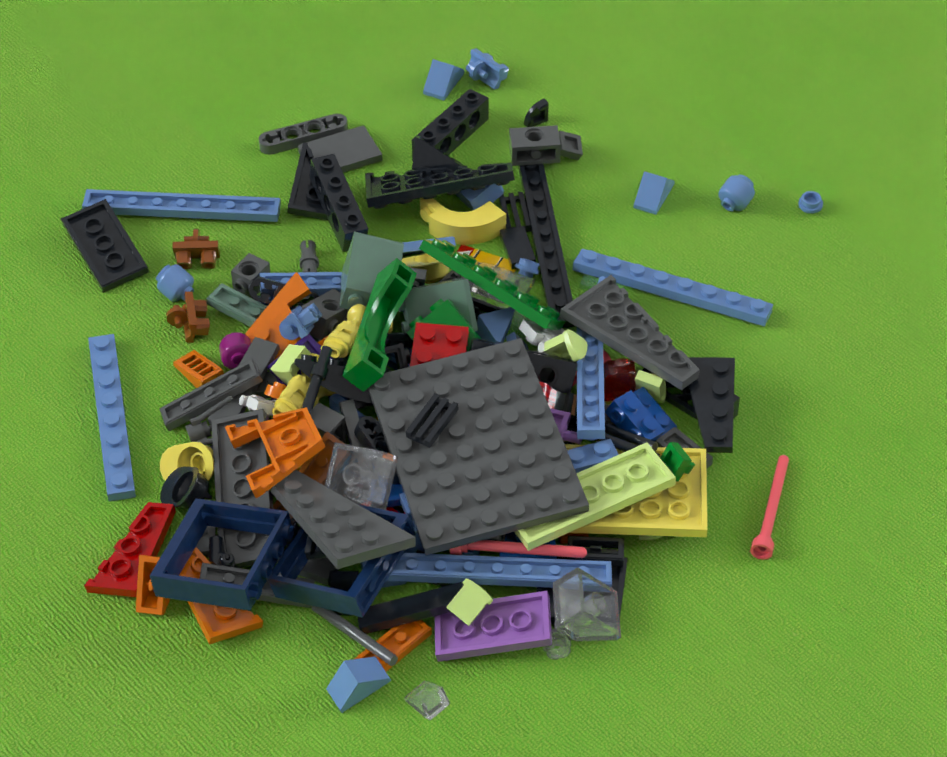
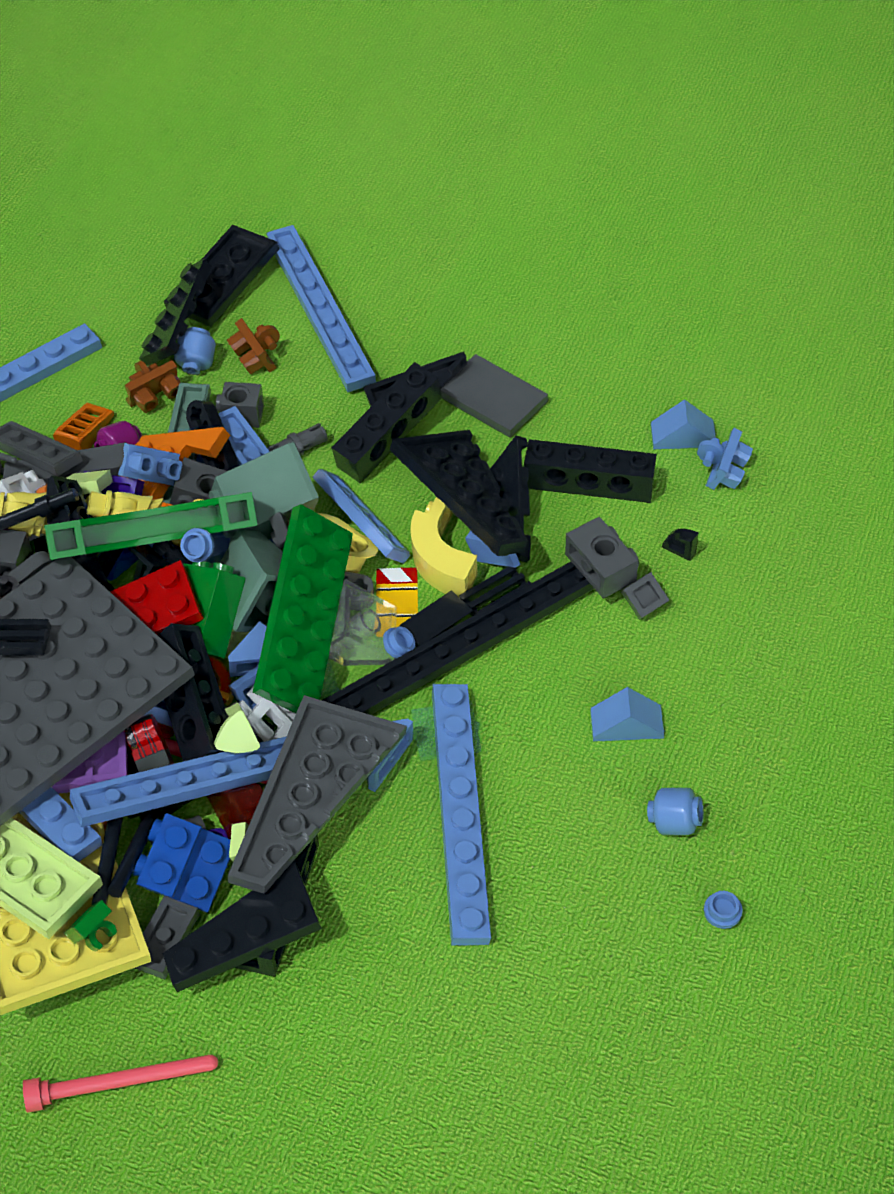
camera: 65 degrees right, 5 degrees up
(144, 281) = (171, 320): none -> black wing
(270, 141) = (523, 369): dark grey beam -> none
(407, 311) = (197, 545): none -> medium blue plate

